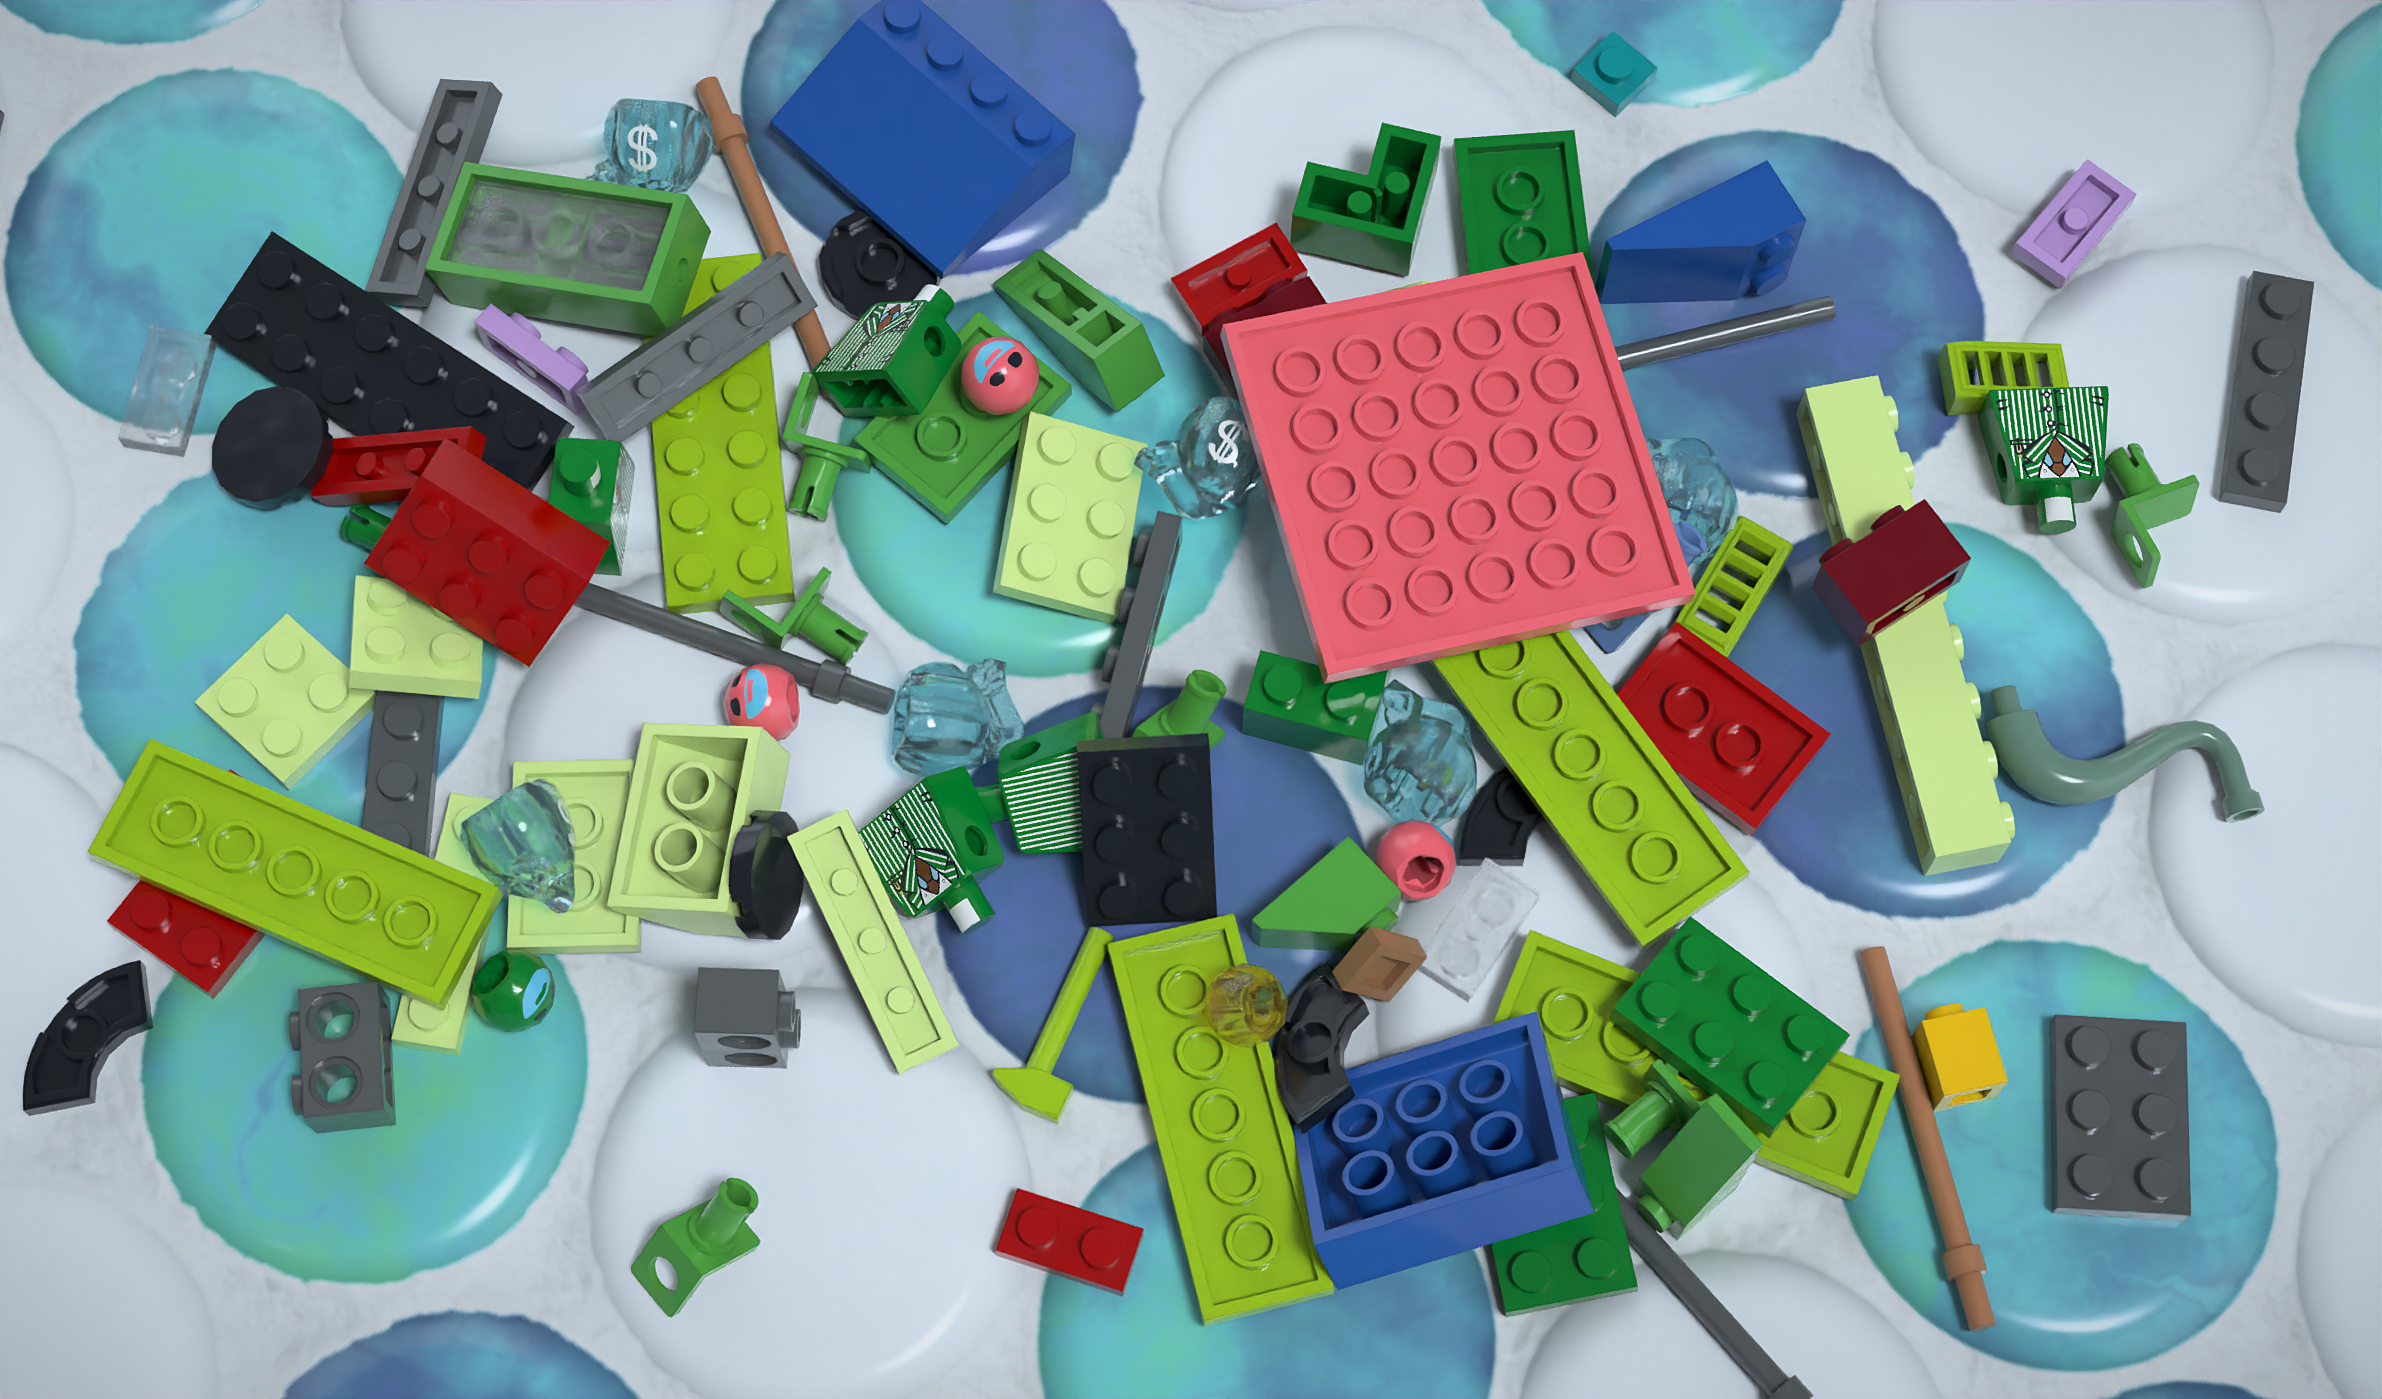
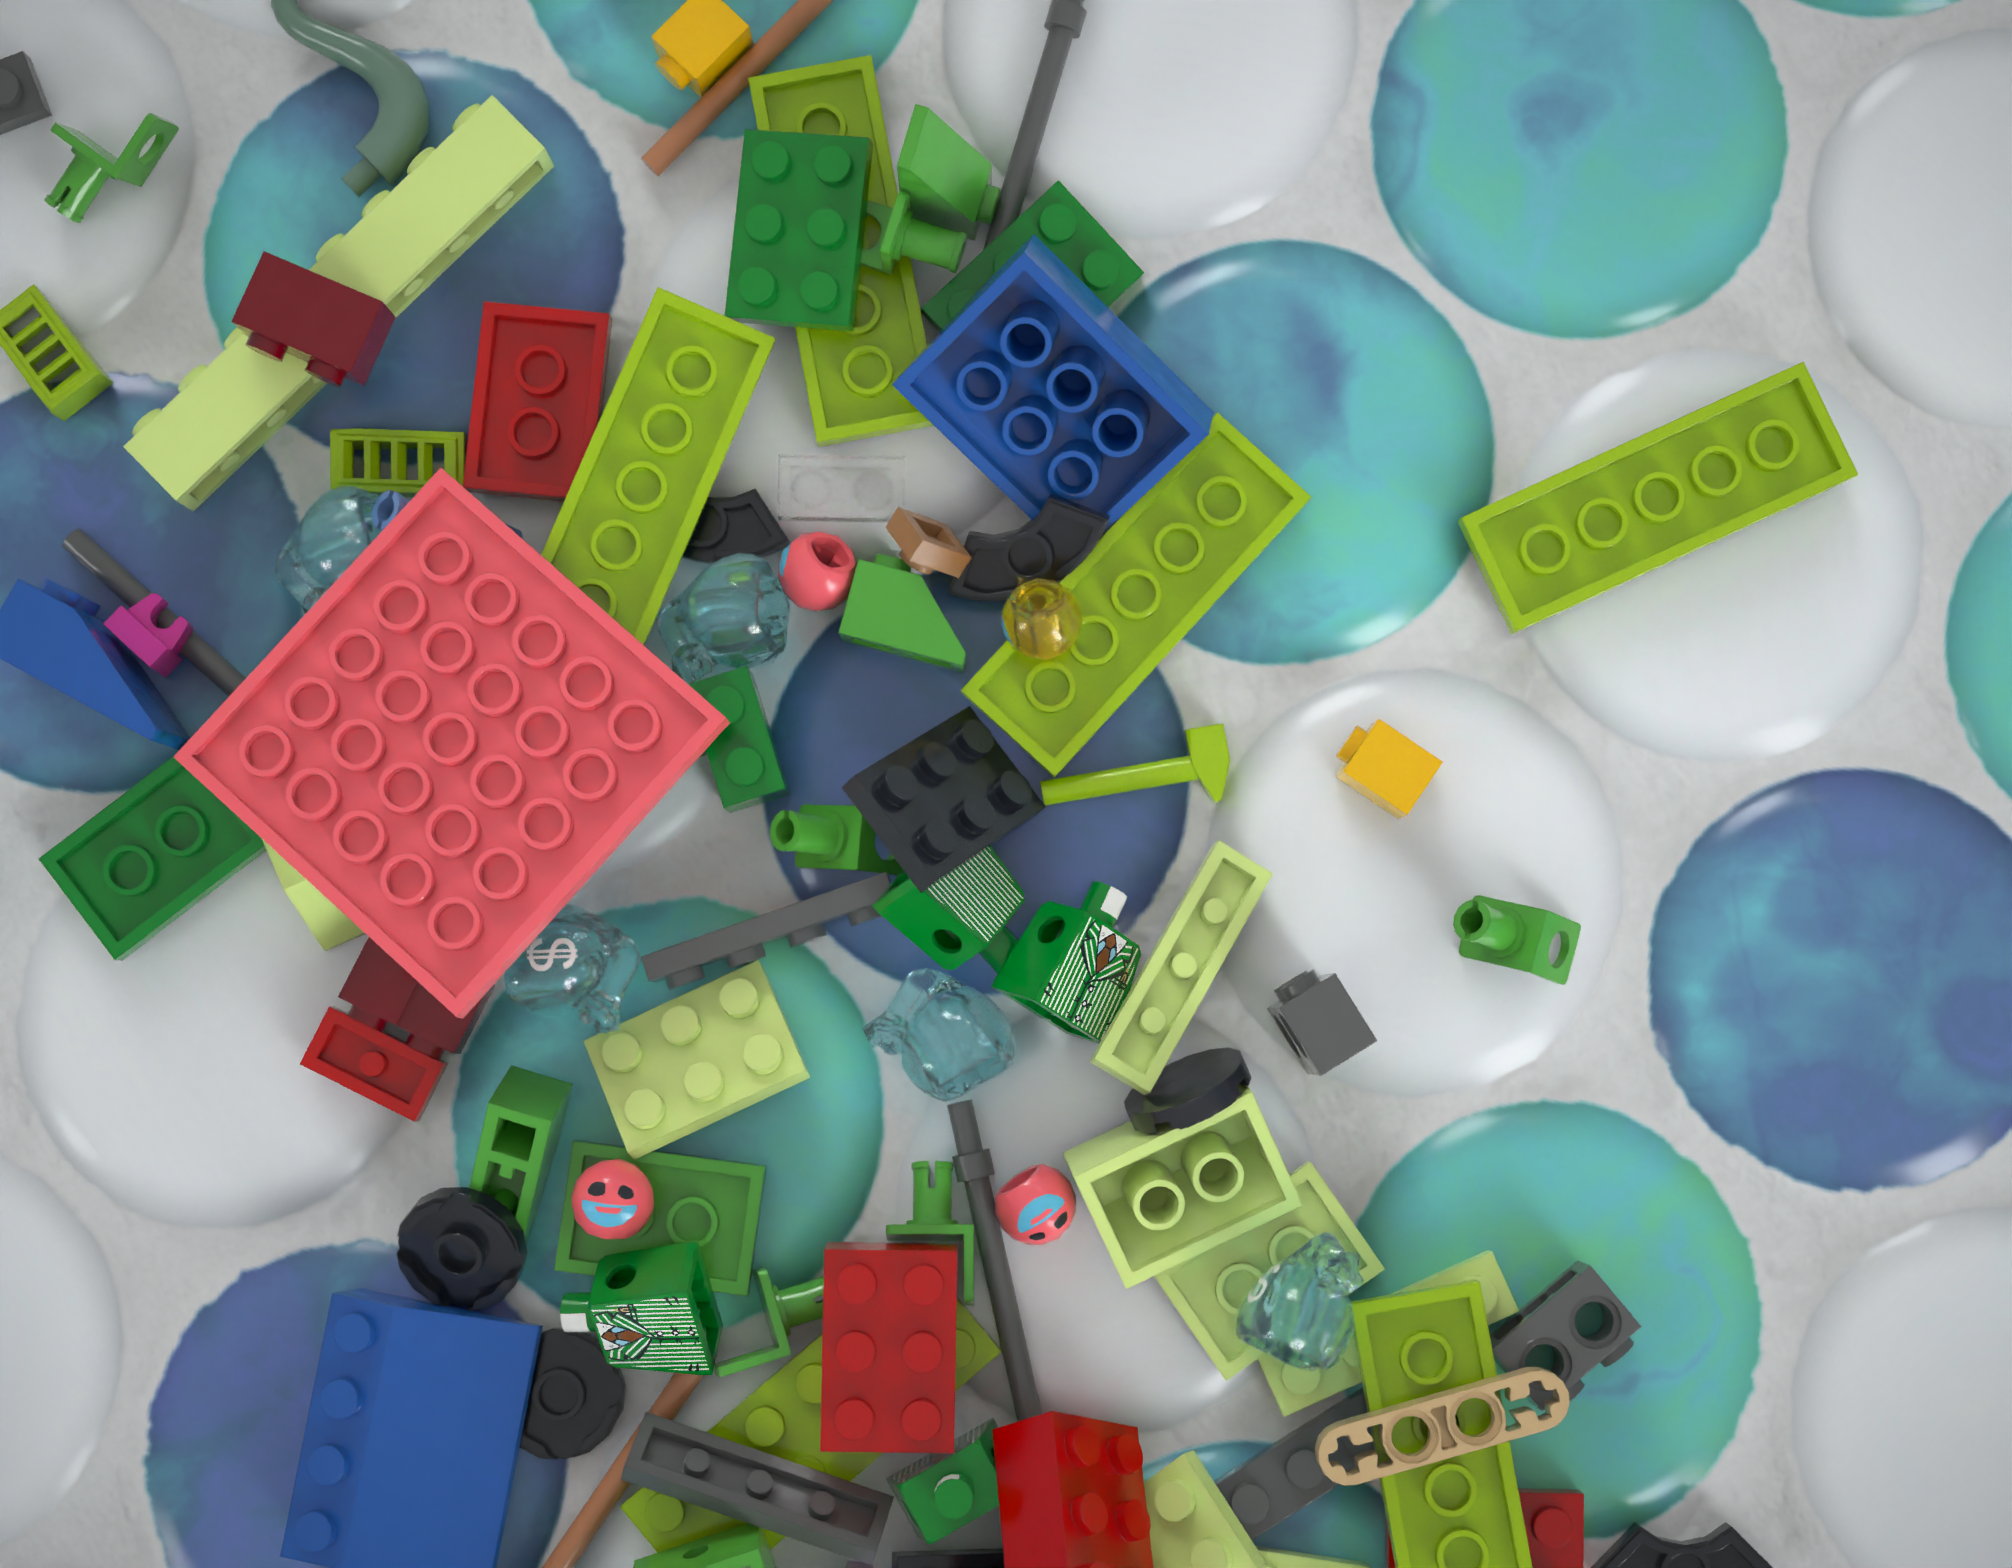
camera: 125 degrees left, 15 degrees up
(338, 887) = (1444, 1436): none -> tan beam
(513, 990) = (1416, 1236): green piece -> none
(733, 509) = (889, 1347): none -> red brick
(922, 1230) = (1386, 767): none -> yellow brick
(1045, 254) = (461, 1248): none -> black tile
(1070, 1242) = (1312, 649): red plate -> none
(1373, 215) = (238, 975): green brick -> none
(1705, 304) = (140, 633): none -> dark pink tile
(2047, 448) = (98, 272): green torso -> none

